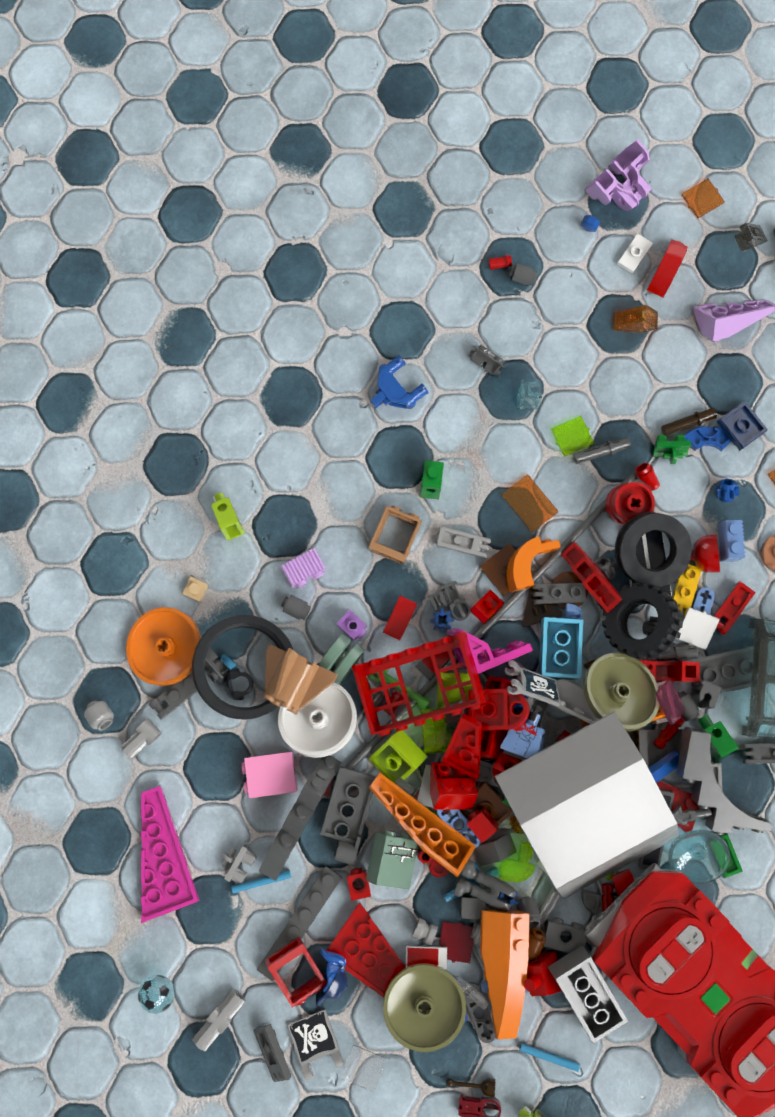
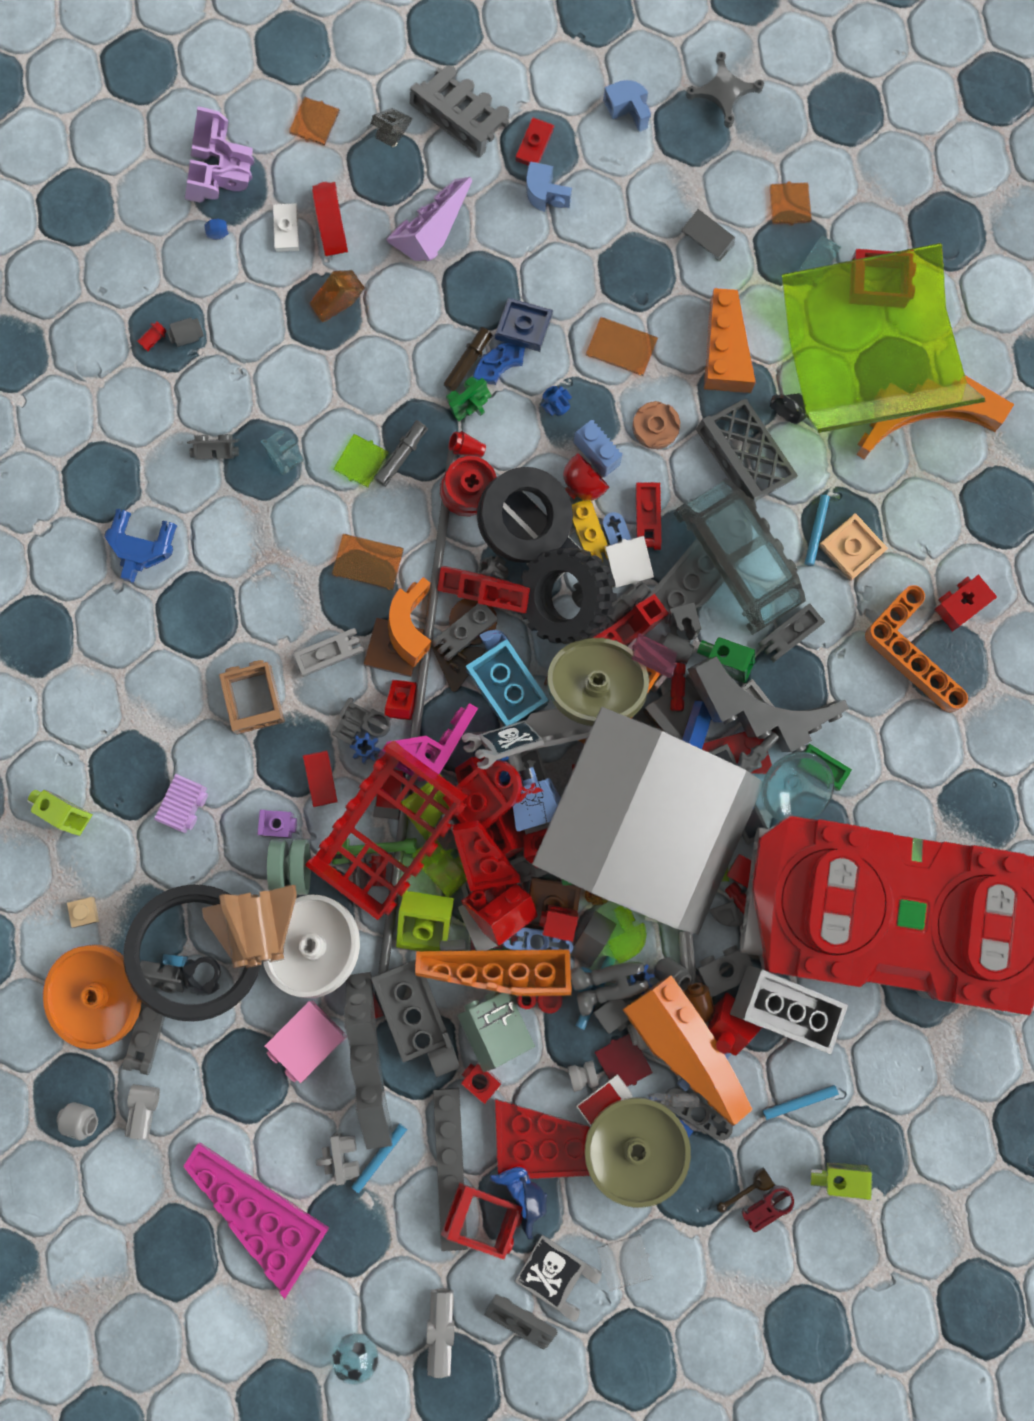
camera: 35 degrees left, 0 degrees up
(295, 607) = (203, 850): dark grey brick -> none
(432, 479) = (246, 611): green torso -> none

